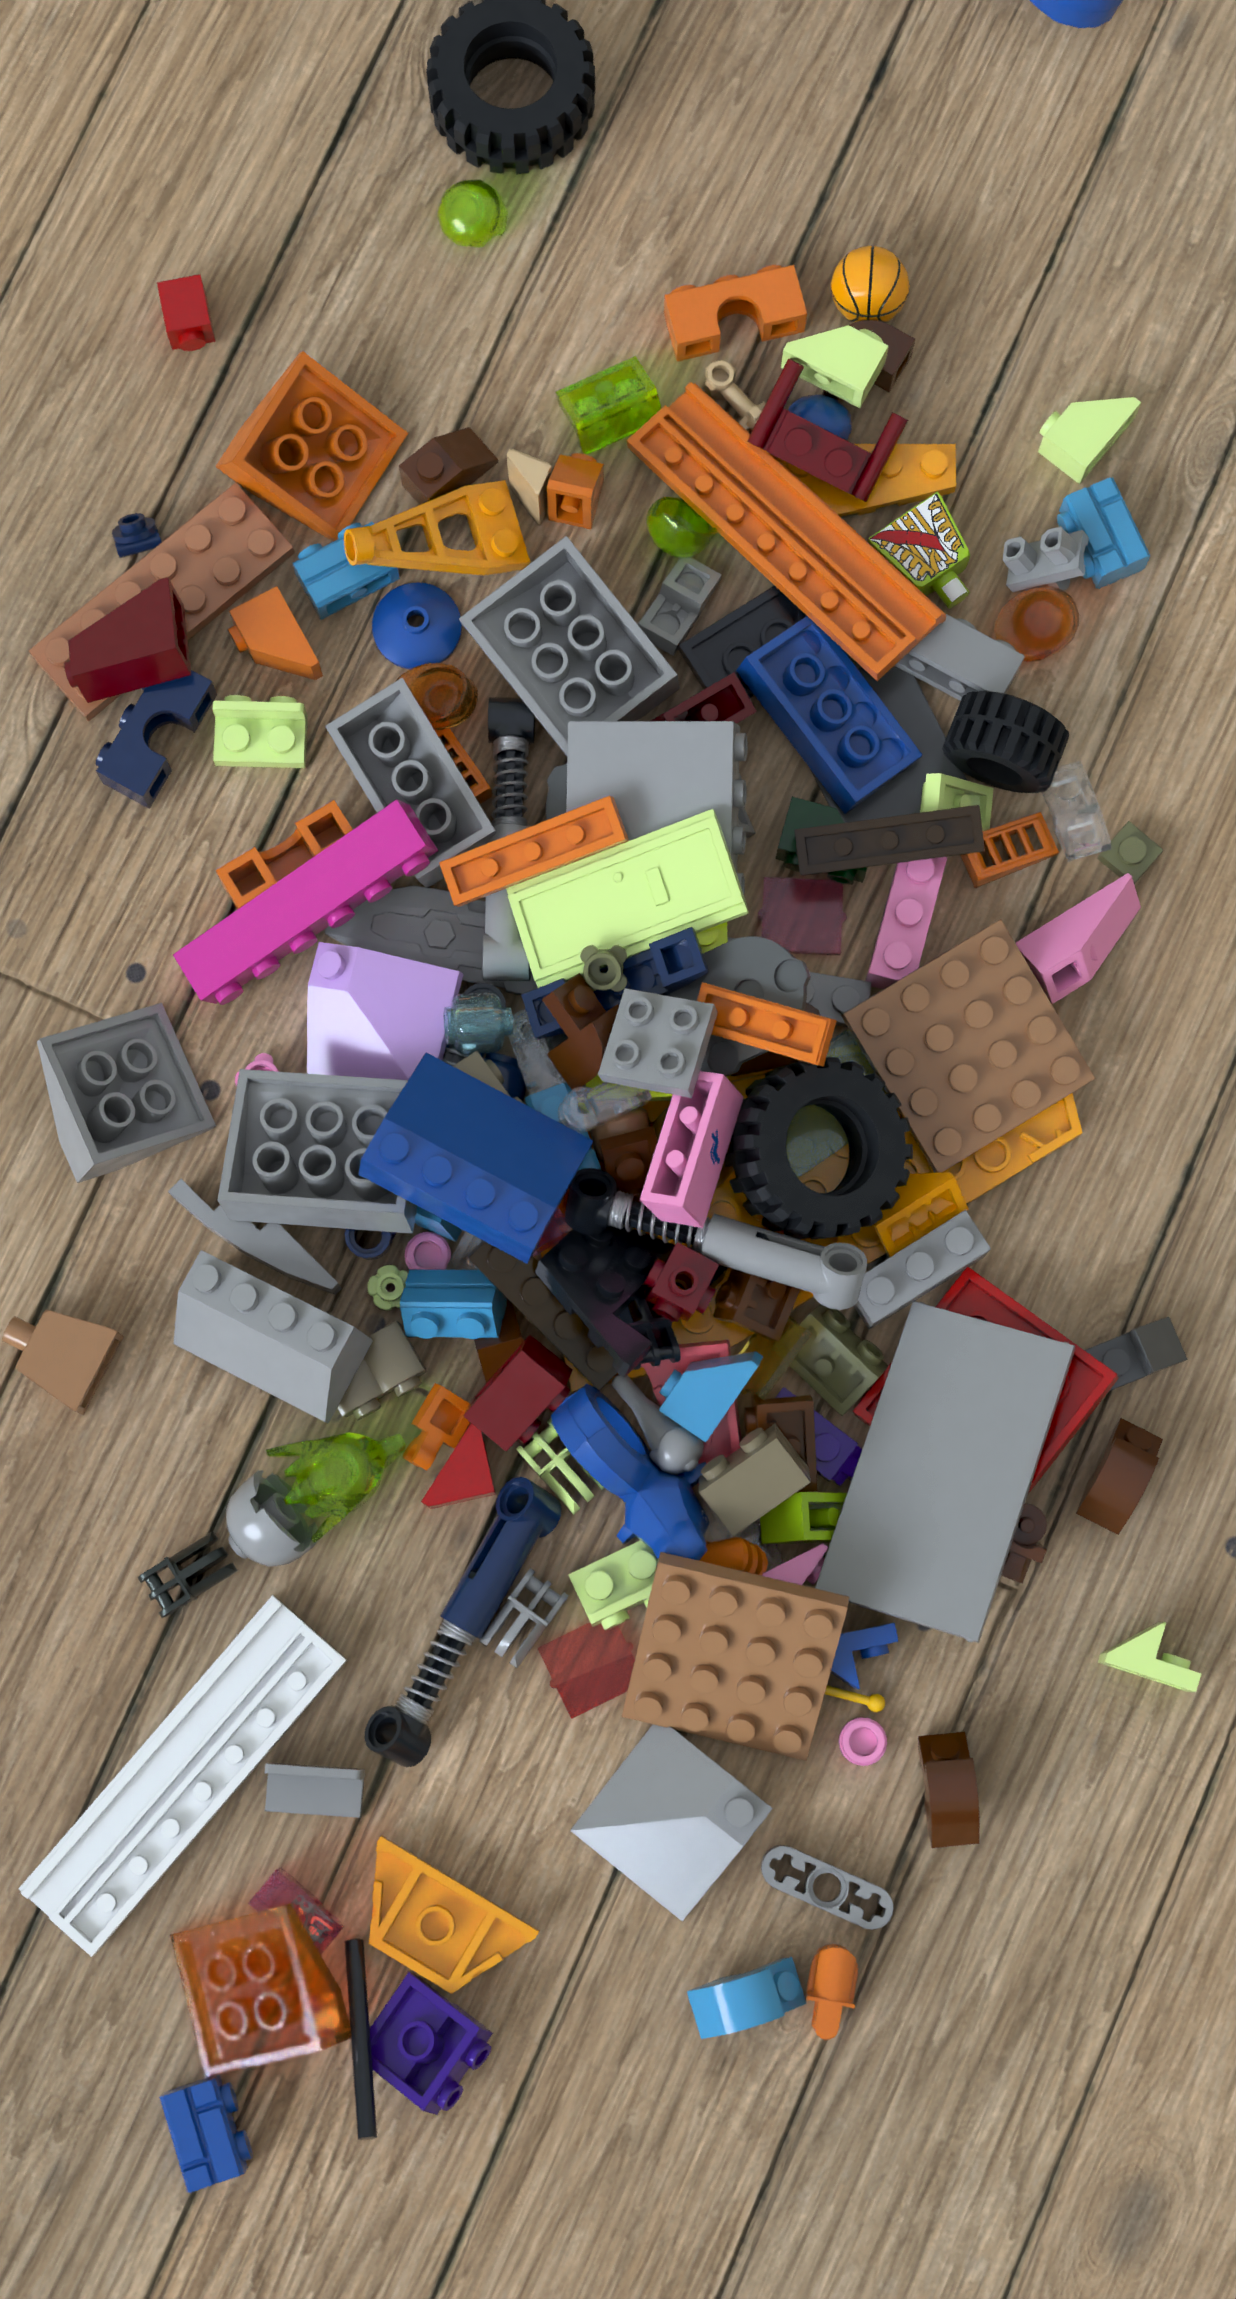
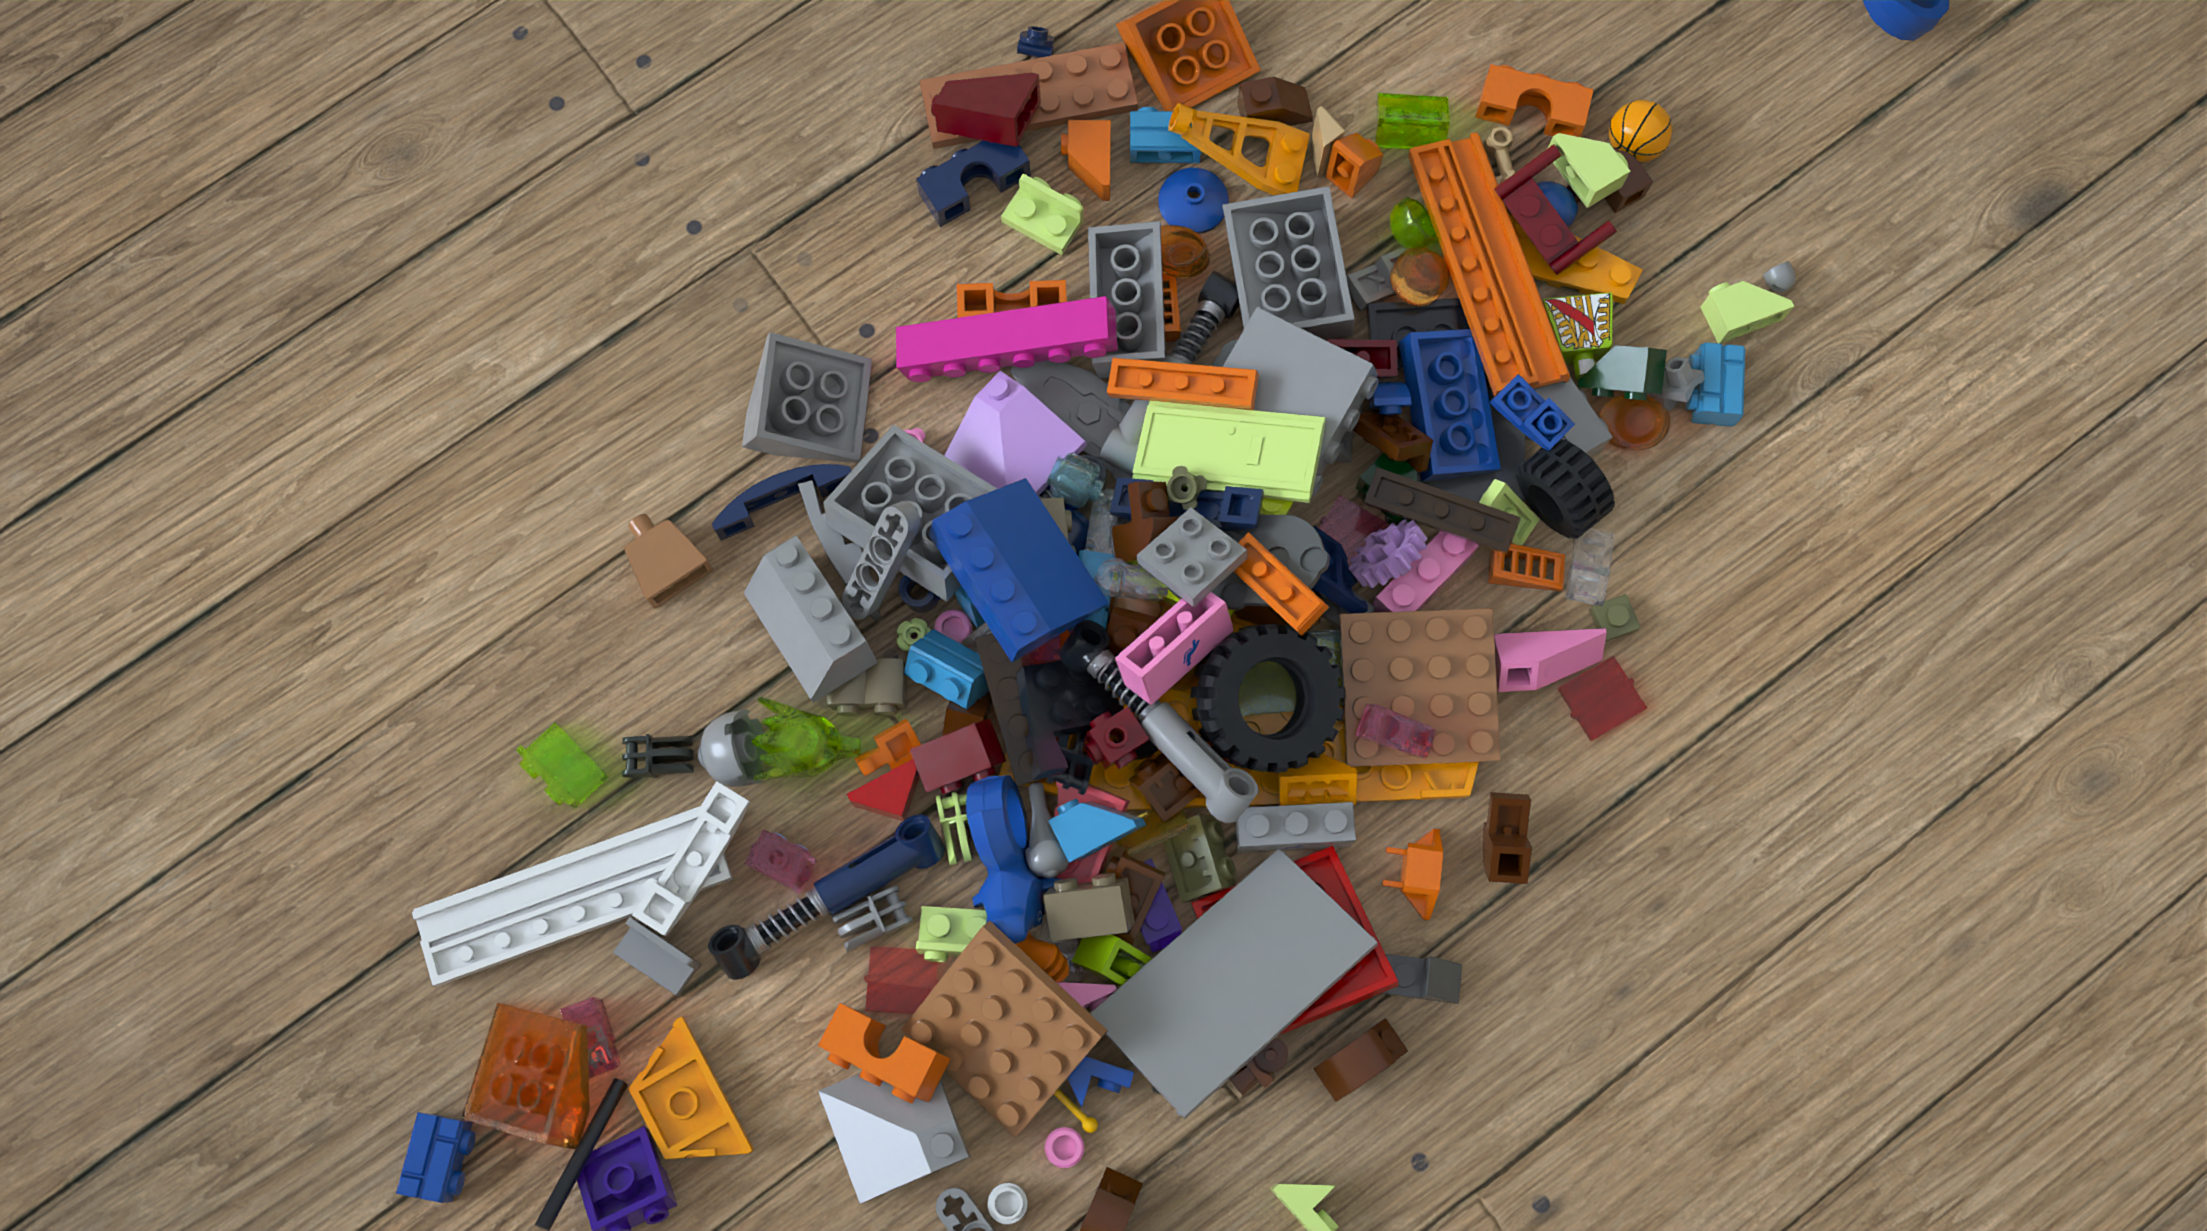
camera: 30 degrees right, 5 degrees down
(87, 1643) = (562, 766): none -> clear neon green bracket
(117, 1261) = (736, 515): none -> dark blue slope
(297, 1664) = (694, 860): none -> white slope
(325, 1232) = (875, 556): none -> light grey beam
(408, 1600) = (795, 864): none -> clear pink head
(661, 1754) = (910, 1069): none -> orange arch
(719, 584) = (1419, 276): none -> clear orange hat
(765, 739) = (1390, 398): none -> blue slope
(793, 783) = (1395, 438): none -> reddish brown bracket
(823, 984) = (1338, 579): none -> dark blue wing
(836, 1832) = (1007, 1203): none -> white plate
(856, 918) = (1388, 553): none -> lavender gear
(928, 680) = (1531, 414): none -> blue slope
(971, 1110) = (1395, 731): none -> clear pink leg
(1003, 573) = (1628, 370): none -> slope
(1074, 1242) = (1420, 872): none -> orange piece
(1108, 373) = (1780, 277): none -> light grey hinge
(1144, 1160) = (1506, 840): none -> reddish brown brick
(1162, 948) = (1602, 698): none -> clear red piece

